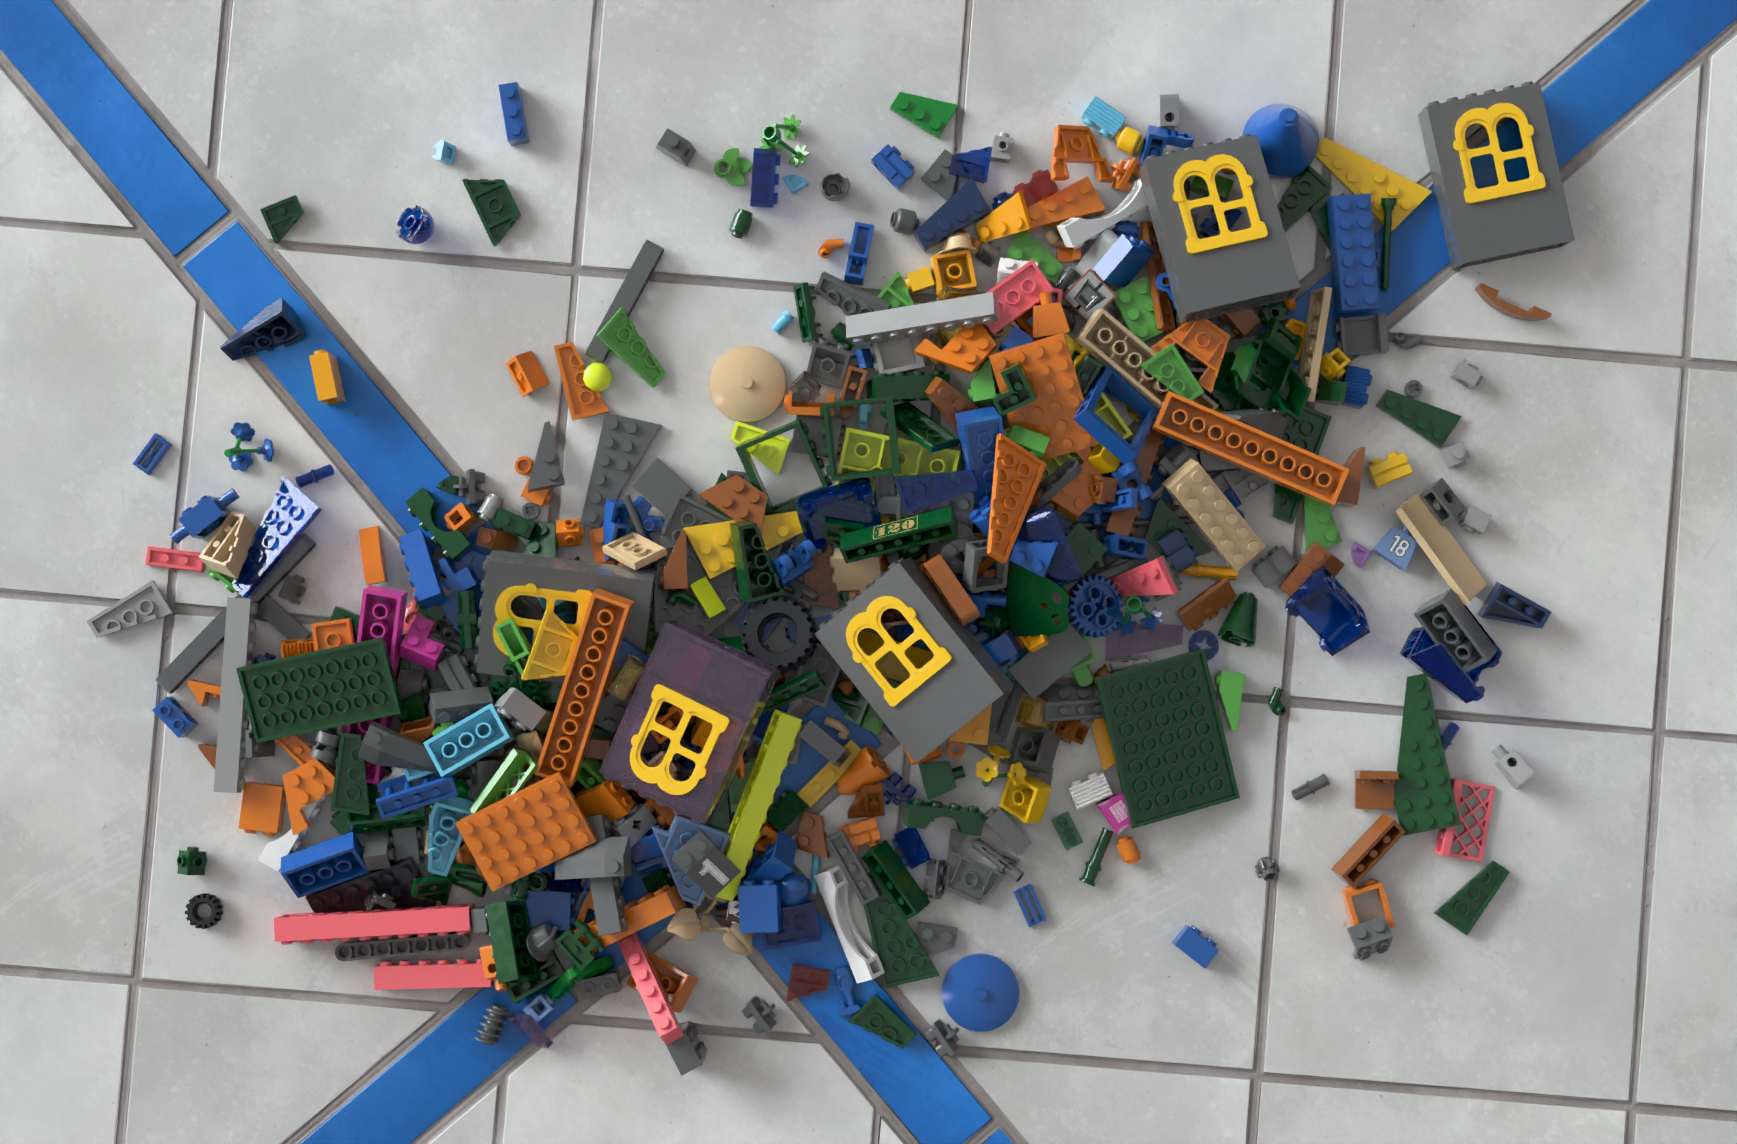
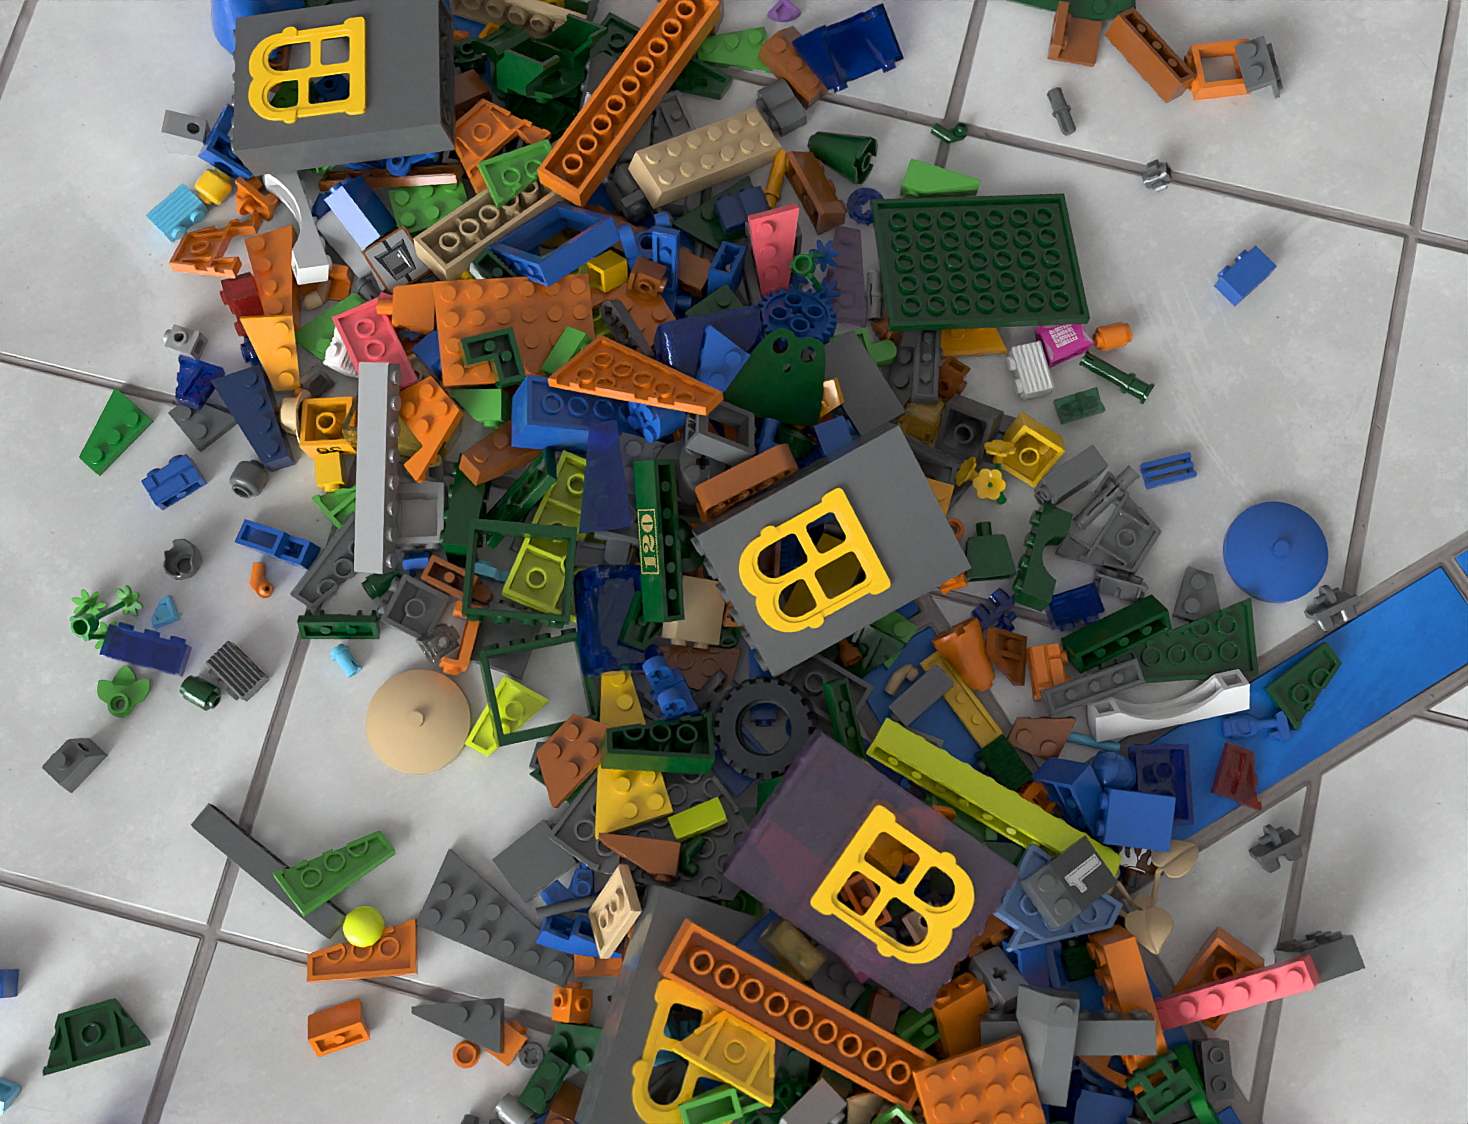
camera: 80 degrees left, 10 degrees down
(760, 246) = (236, 671): none -> dark grey brick

